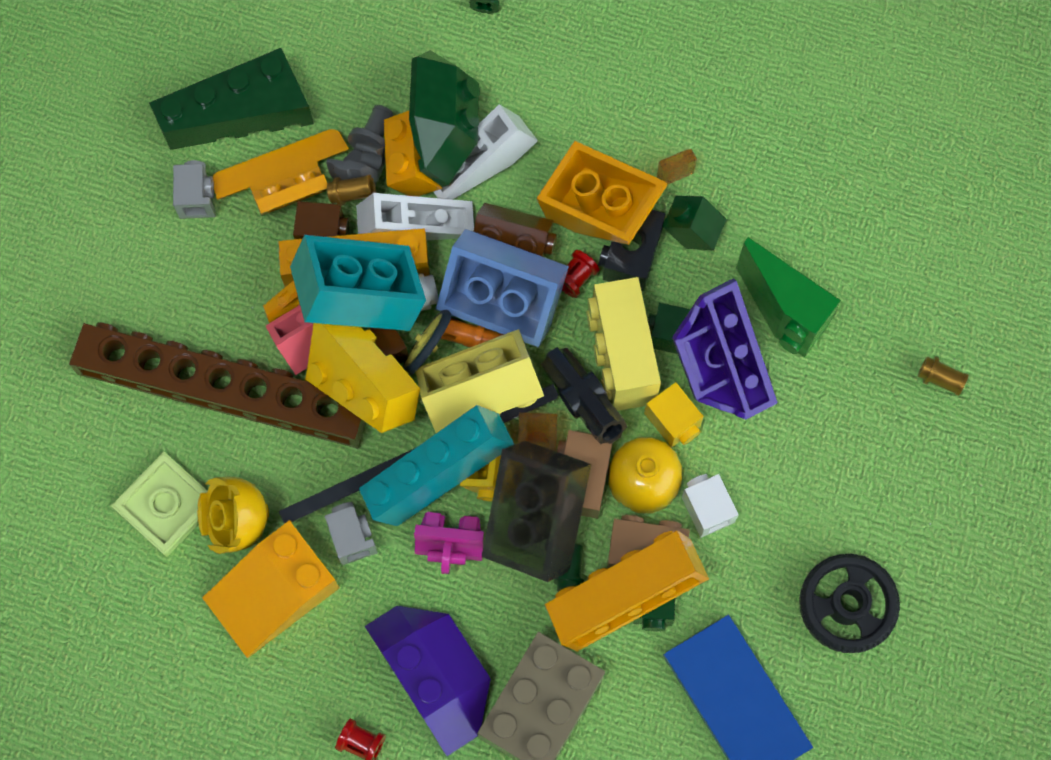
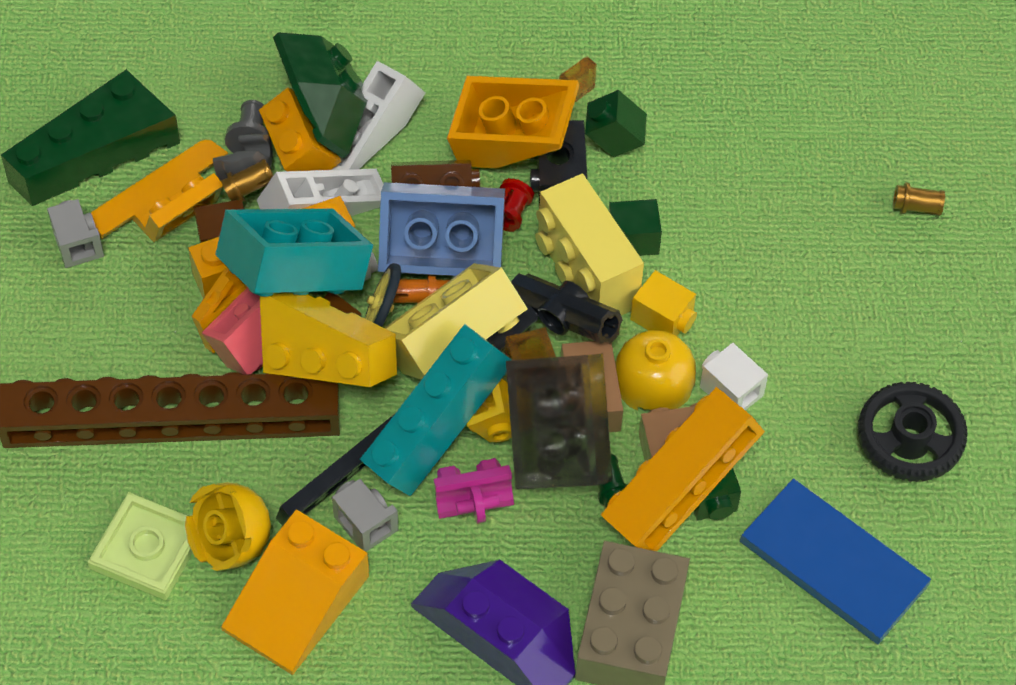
camera: 20 degrees left, 15 degrees down
(723, 354) = (694, 227): dark purple wedge -> none
(787, 299) = (734, 163): green slope -> none

